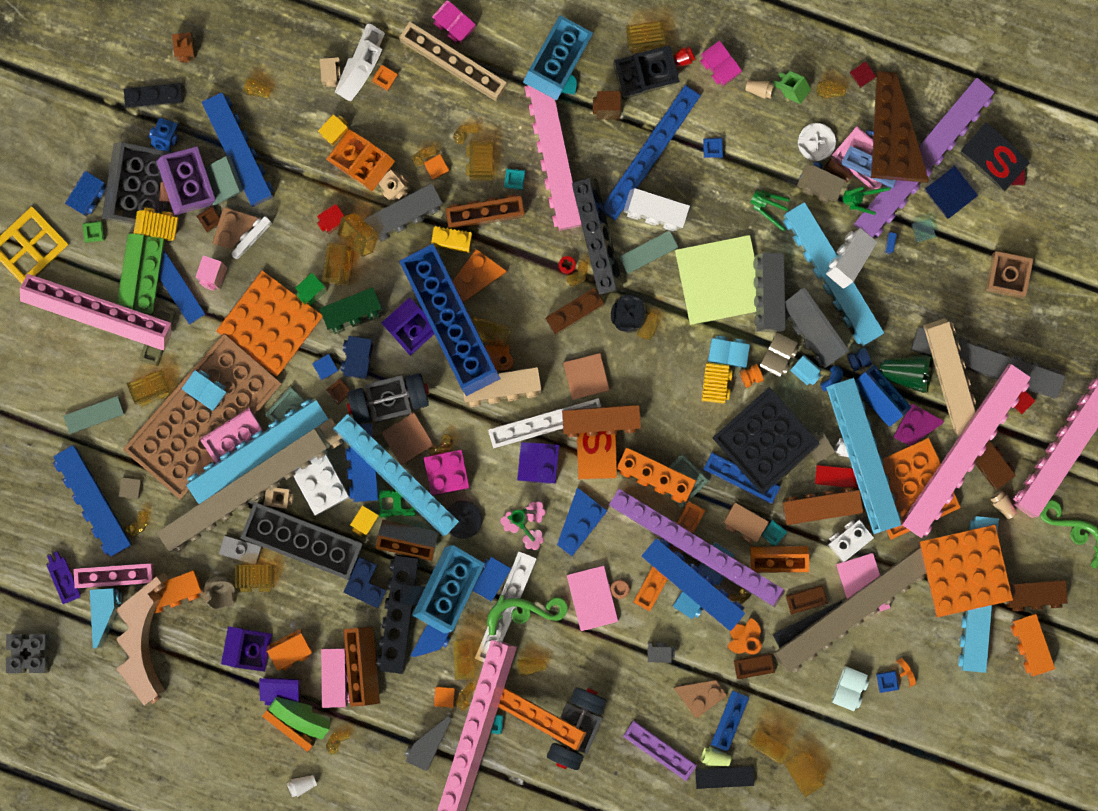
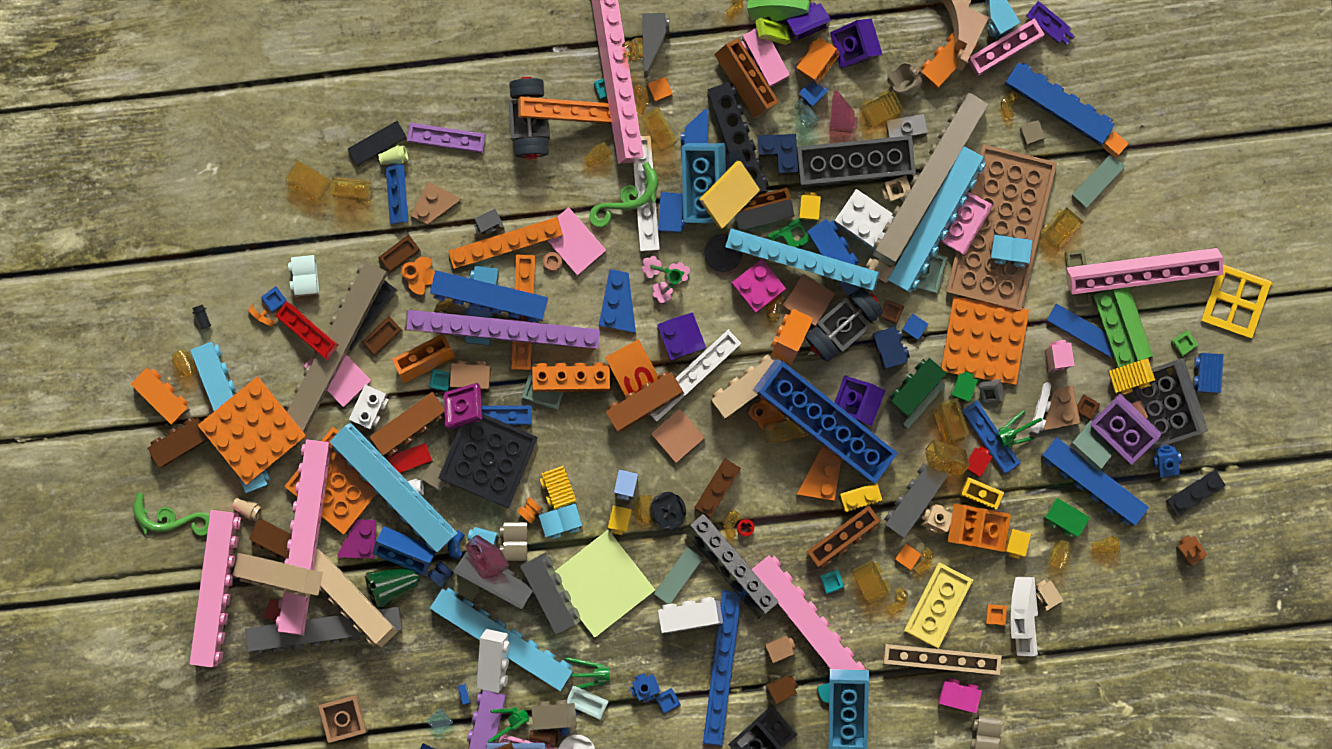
camera: 155 degrees right, 0 degrees up
(62, 439) = (1114, 144): none -> orange tile
(278, 130) = (1066, 518): none -> green brick
(286, 275) = (991, 391): none -> dark grey slope
(292, 590) = (842, 115): none -> clear pink slope
(293, 227) = (1006, 436): none -> green plant
(300, 101) = (1060, 554): none -> clear yellow brick
(308, 235) = (987, 433): none -> blue tile
(309, 622) = (812, 94): none -> blue panel
(316, 696) = (773, 31): none -> lime tile
(324, 604) = (808, 117): none -> clear light blue plate
(343, 188) = (981, 493): none -> yellow brick
(374, 283) = (923, 405): none -> sand green tile
(431, 111) = (938, 605): none -> light yellow tile
(431, 565) = (729, 194): none -> yellow tile
(440, 412) = (790, 336): none -> orange brick
(449, 742) = (635, 49): none -> clear yellow tile
(590, 141) = (780, 648): none -> medium nougat brick
(653, 627) = (505, 243): none -> orange plate
(655, 353) = (625, 485): none -> light blue brick
(675, 327) = (619, 520): none -> yellow brick
(727, 161) = (652, 684): none -> blue brick
(765, 497) = (462, 406): none -> magenta tile
(785, 181) = (587, 702): none -> light aqua tile
(812, 350) = (486, 557): none -> clear pink slope
(872, 636) = (307, 330): none -> red tile
(960, 698) = (201, 317): none -> black pin
(997, 664) = (184, 363): none -> clear yellow brick
(1006, 427) = (277, 575): none -> tan brick

